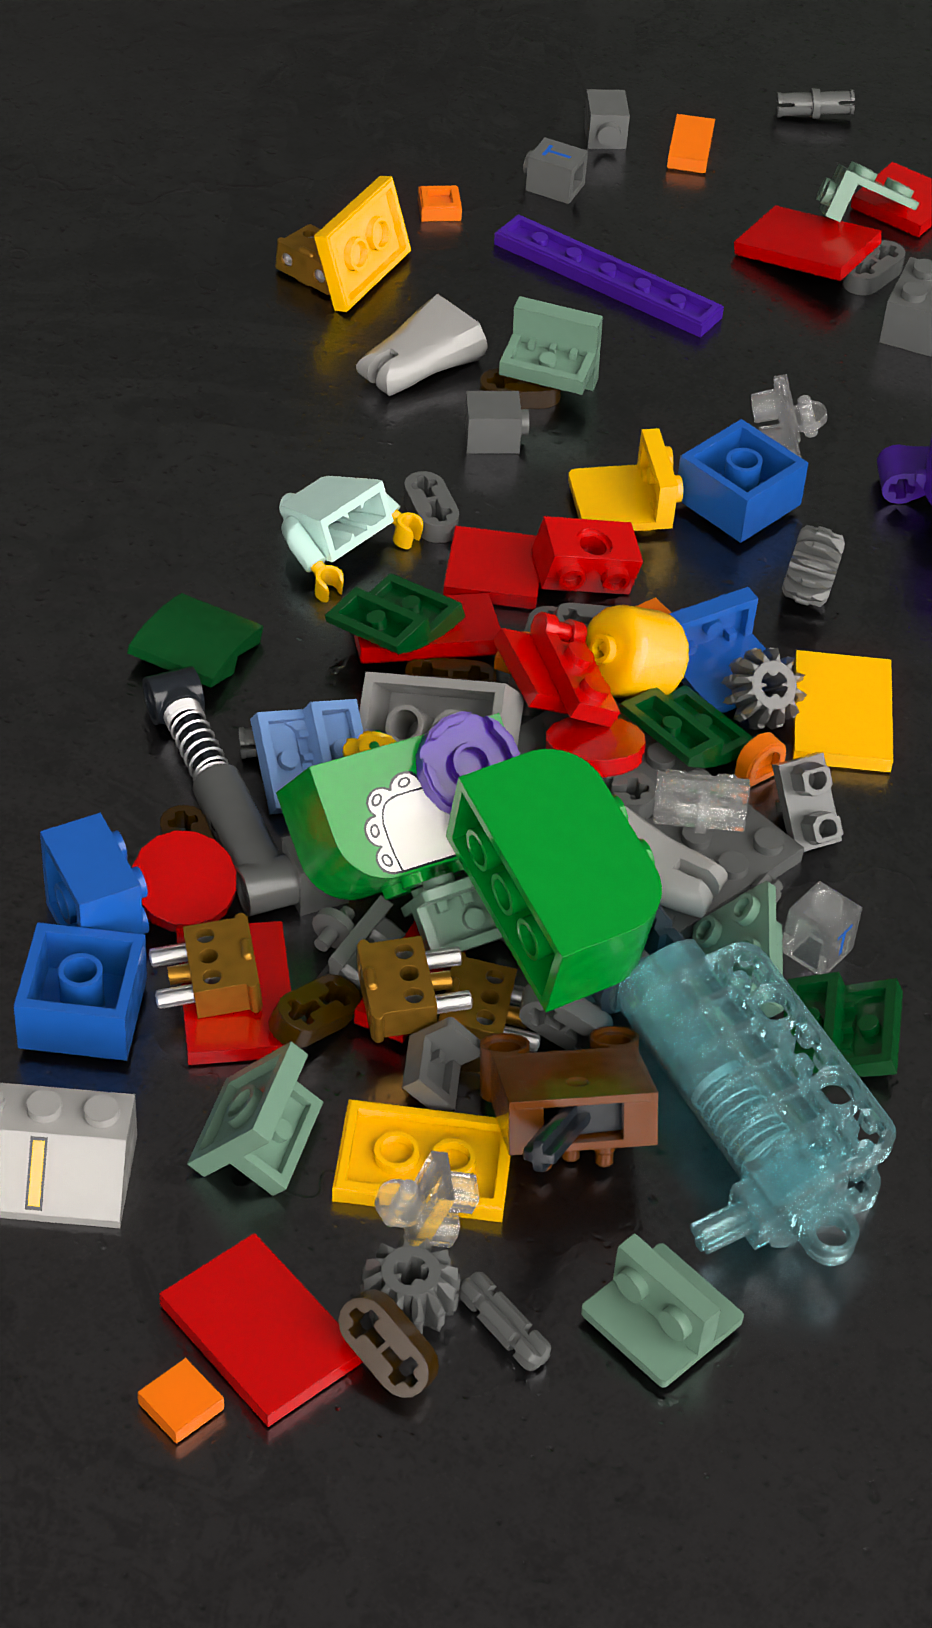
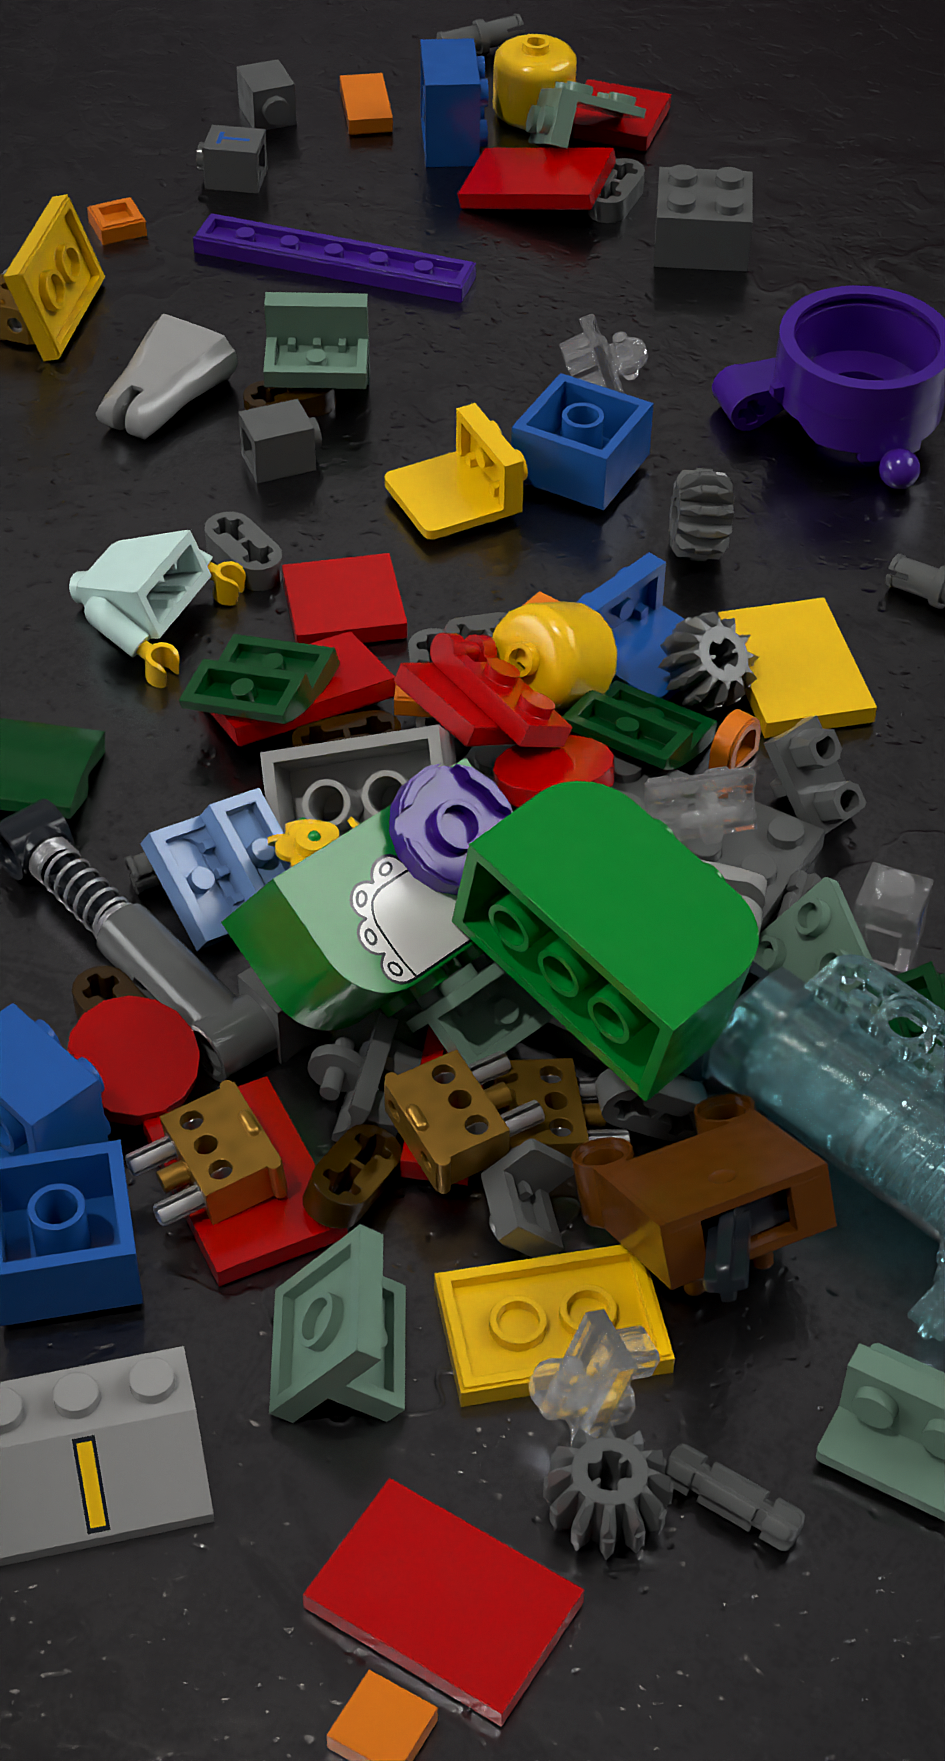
camera: 15 degrees left, 0 degrees up
(388, 1343) = (619, 1567): dark brown beam -> none
(586, 555) = (447, 562): red brick -> none
(757, 159) = (452, 102): none -> blue brick
(836, 141) = (524, 68): none -> yellow head

